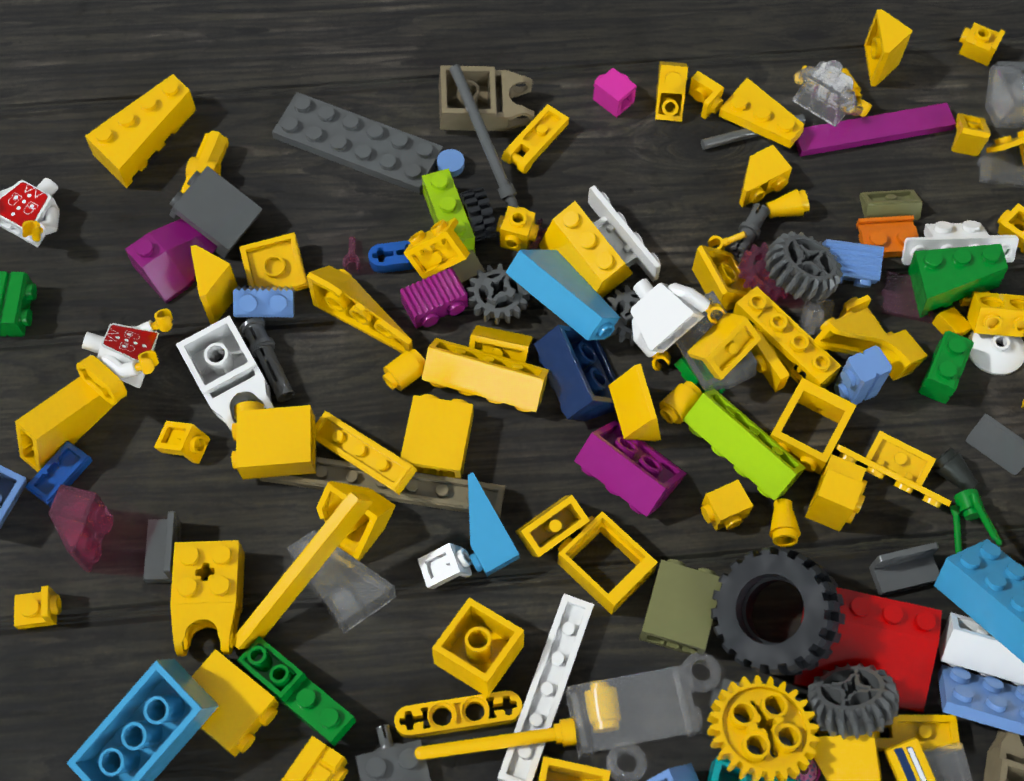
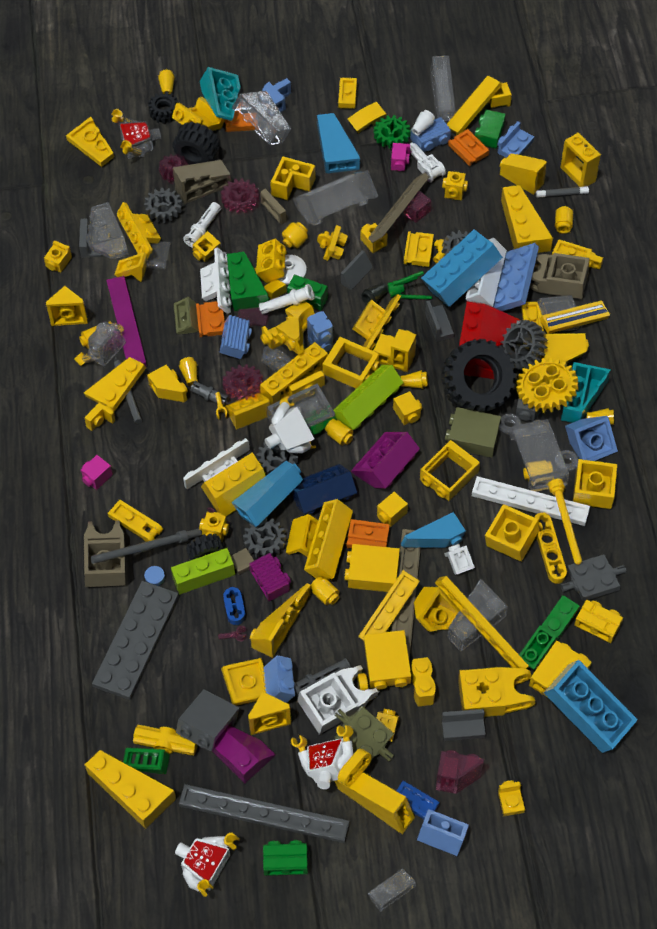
camera: 90 degrees left, 5 degrees down
(81, 289) = (264, 813): none -> dark grey tile
(160, 404) = (368, 732): none -> olive plate
(178, 152) = (159, 761): none -> green slope
(230, 494) = (423, 682): none -> yellow brick
(436, 248) = (236, 571): yellow bracket -> none
(495, 435) = (367, 533): none -> orange plate
(538, 470) = (392, 509): none -> yellow brick
(552, 526) = (430, 497): yellow brick -> none
(635, 406) = (346, 451): yellow slope -> none
(671, 91) = (94, 437): yellow slope -> none
(725, 344) = (307, 399): yellow panel -> none
(803, 267) = (248, 356): dark grey gear -> none
(925, 338) = (294, 297): none -> white pin

